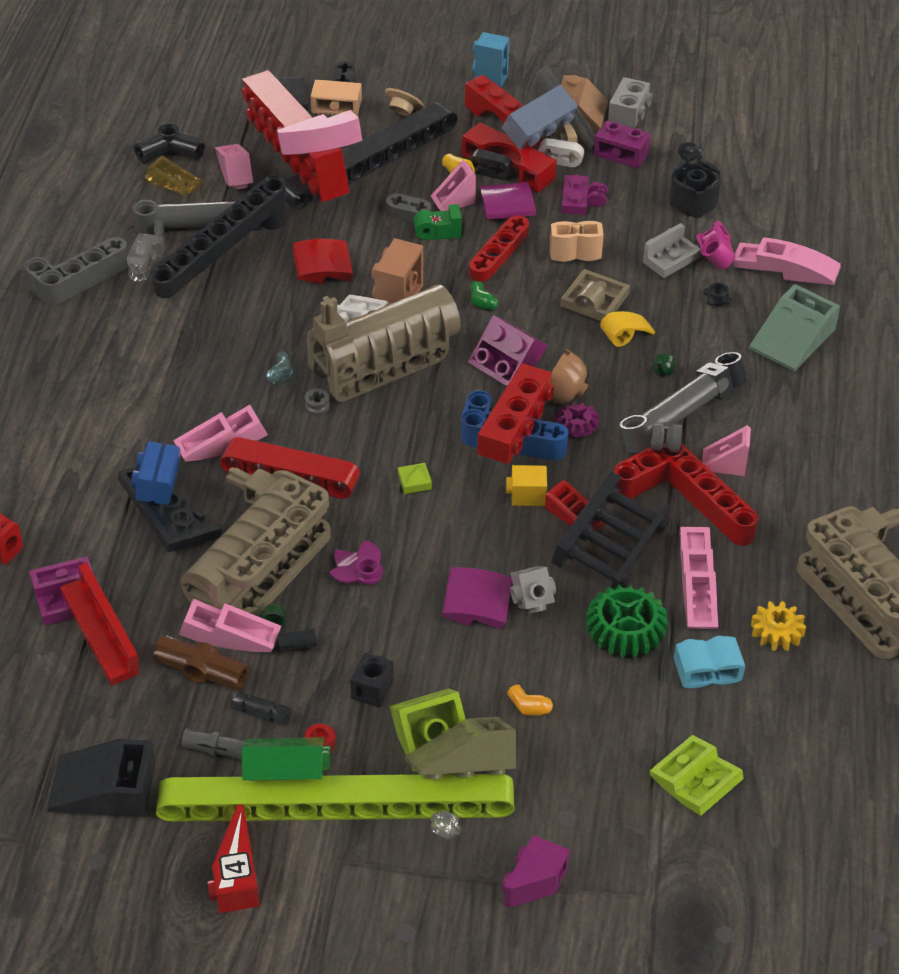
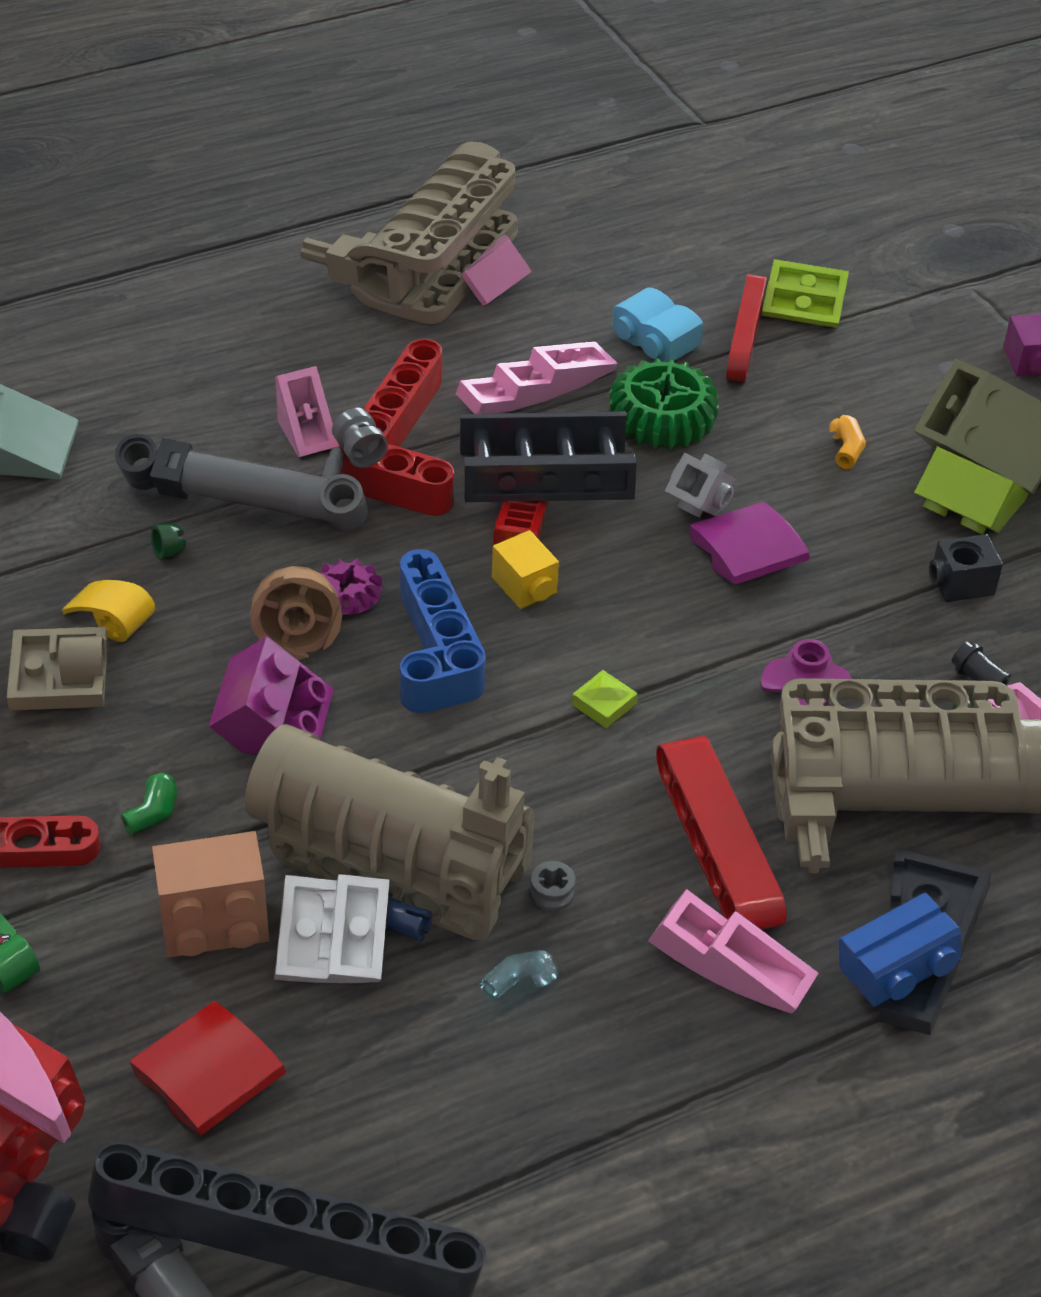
camera: 125 degrees left, 0 degrees up
(515, 414) = (438, 593): red brick -> none
(675, 708) = (746, 328): none -> red beam
(778, 626) = (555, 294): yellow gear -> none
(826, 611) = (496, 270): none -> bright pink slope

